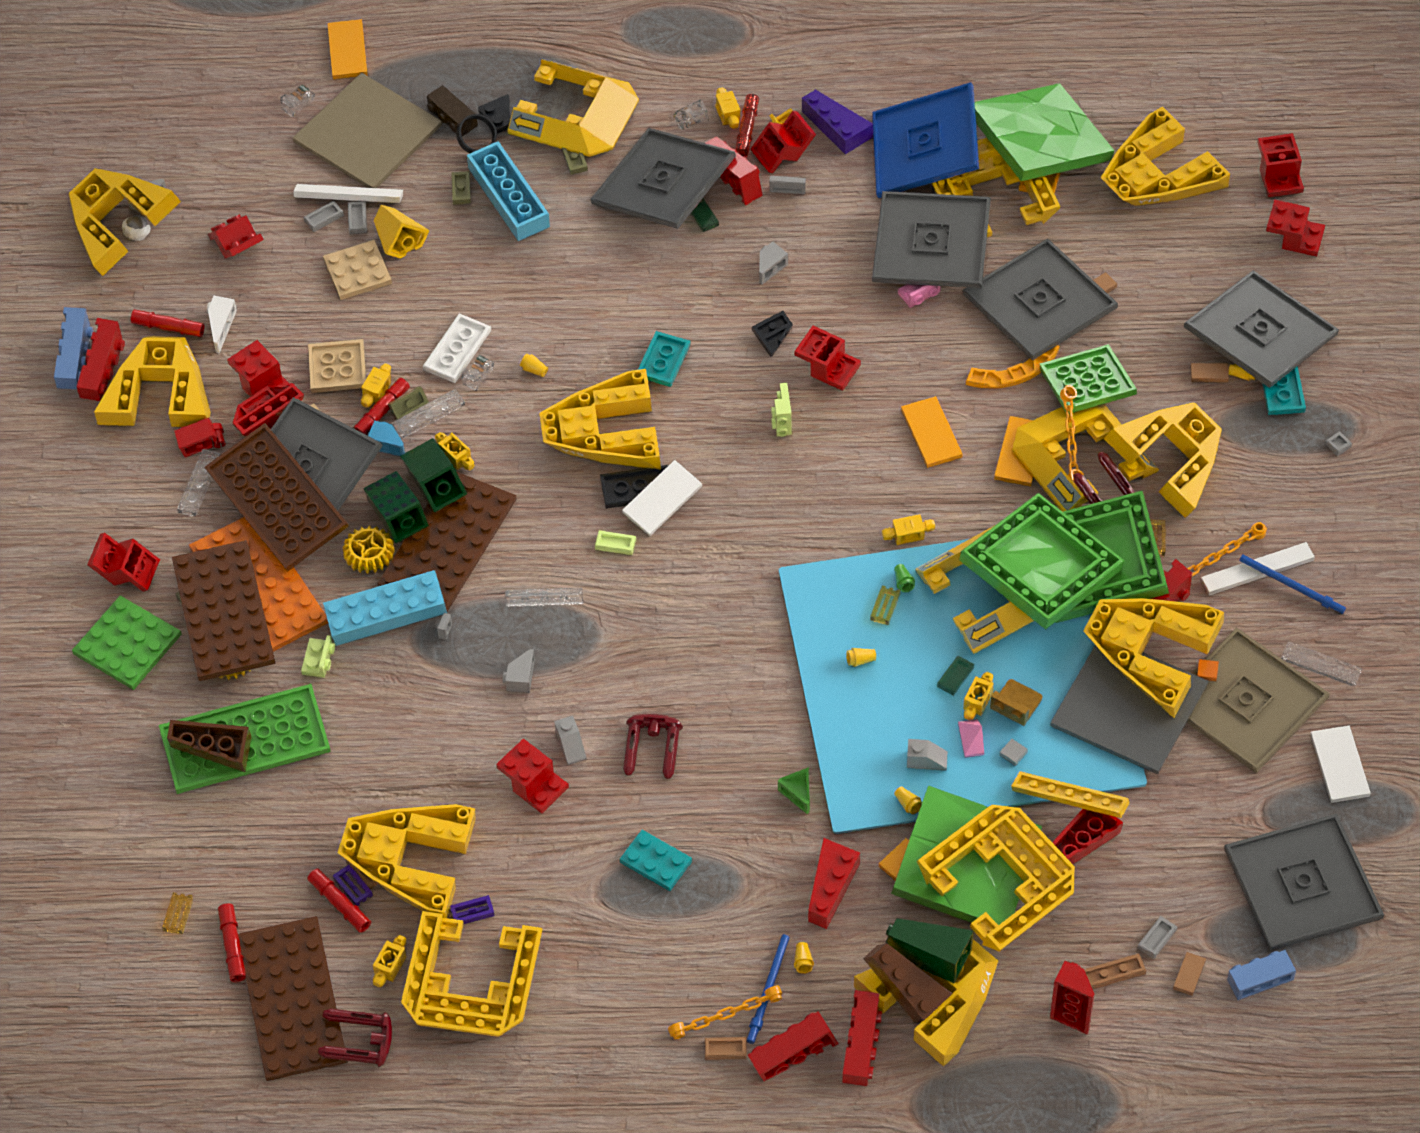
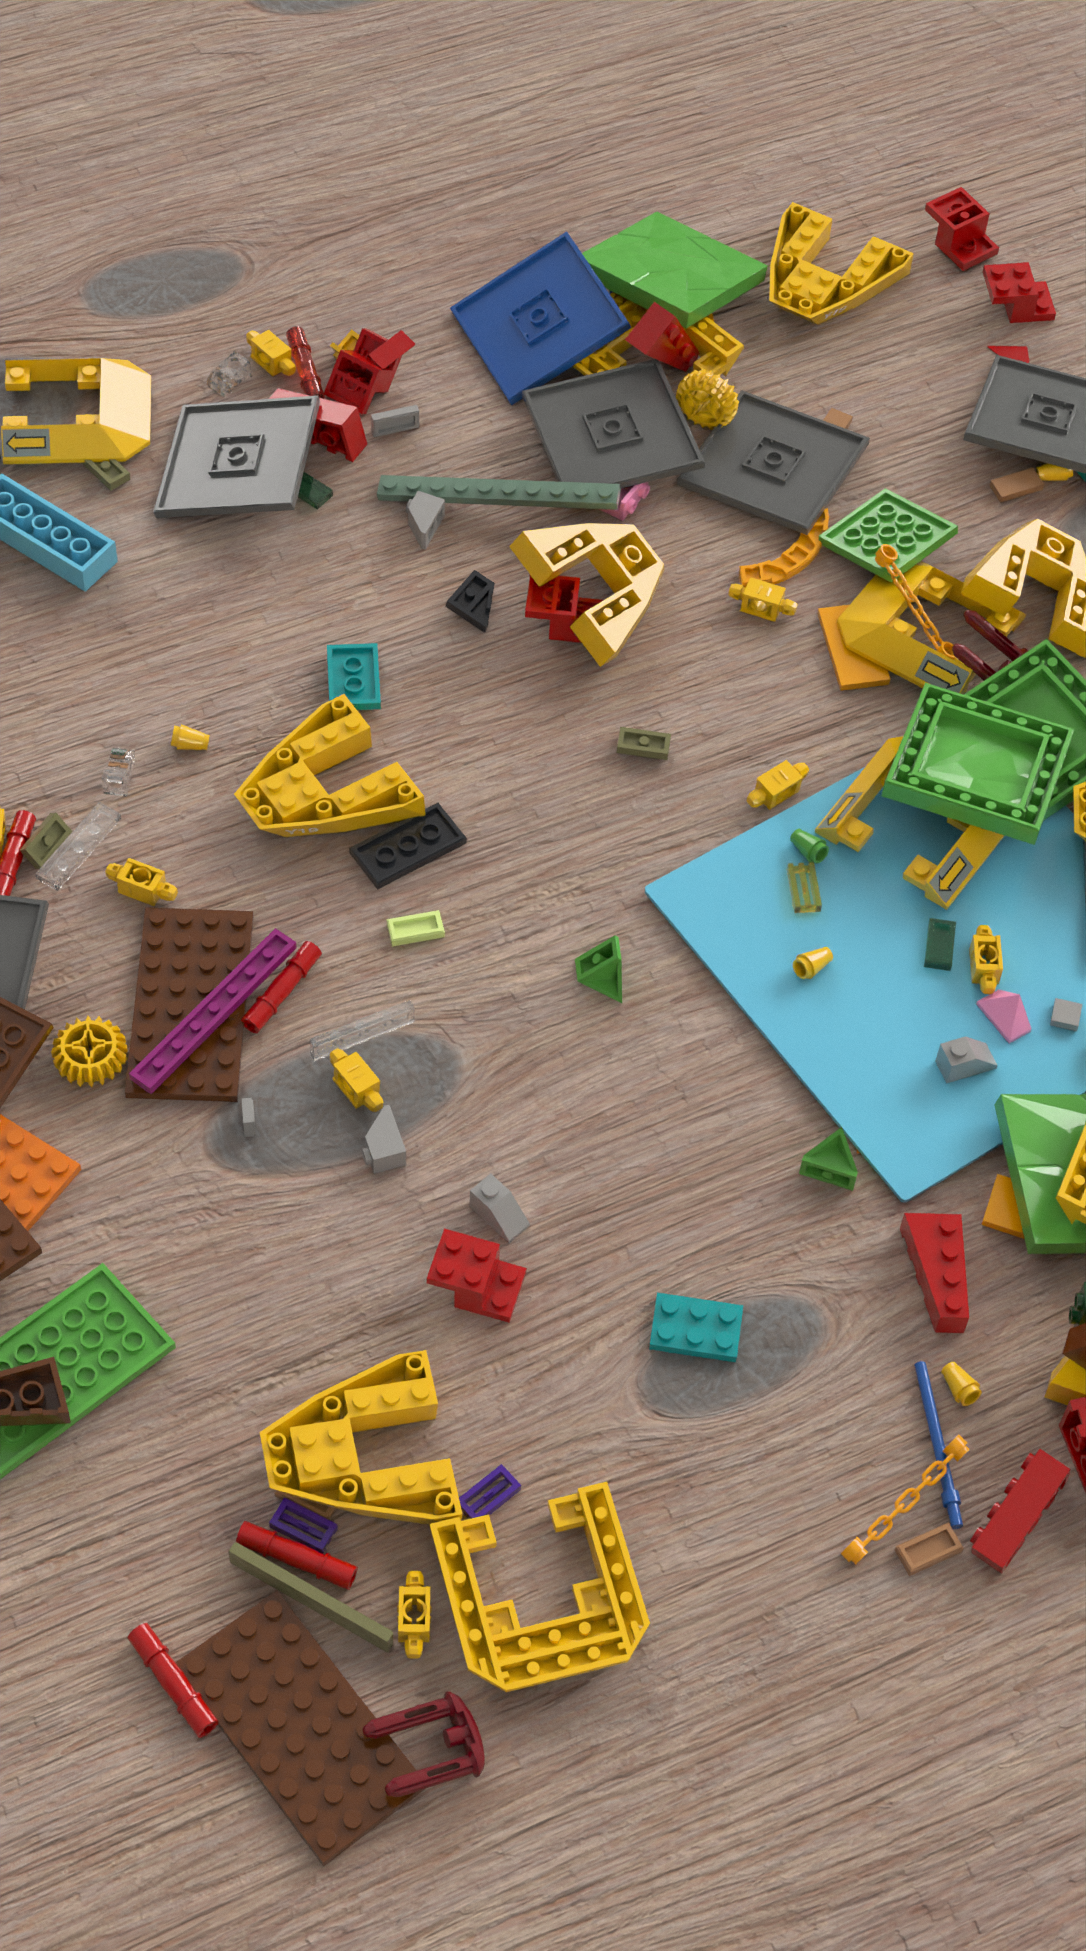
camera: 30 degrees left, 0 degrees up
(189, 899) = (65, 1642): clear yellow tile -> none
(317, 657) = (90, 1222): yellowish green bracket -> none
(334, 927) = (311, 1597): none -> olive tile
(385, 608) = (156, 1121): medium azure brick -> none
(387, 437) = (43, 889): dark azure slope -> none
(396, 506) = (103, 979): dark green slope -> none
(434, 474) = (133, 920): dark green slope -> none
(457, 348) = (73, 750): white tile -> none
(458, 548) = (212, 1011): none -> magenta plate
(508, 550) = (281, 987): none -> red piece
(523, 626) = (356, 1080): none -> yellow piece
(654, 723) = (597, 1144): dark red piece -> none
(662, 498) = (448, 850): white tile -> none
(720, 612) = (602, 968): none -> bright green slope
(781, 412) = (547, 691): yellowish green plate -> none
(805, 132) = (392, 349): none -> red sticker
(830, 260) = (502, 491): none -> sand green plate
(833, 470) = (643, 743): none -> olive plate
(837, 122) = (433, 332): dark purple wedge -> none
(887, 340) = (622, 561): none -> yellow piece
(908, 800) = (977, 1123): yellow cone -> none
(931, 432) = (735, 658): light orange tile -> none
(973, 396) = (762, 599): none -> yellow piece
(998, 185) = (663, 338): none -> red wedge
(1012, 238) = (707, 399): none -> yellow gear
(1016, 701) = (1034, 950): pearl gold bracket -> none
(1270, 273) = (1014, 352): none -> red sticker

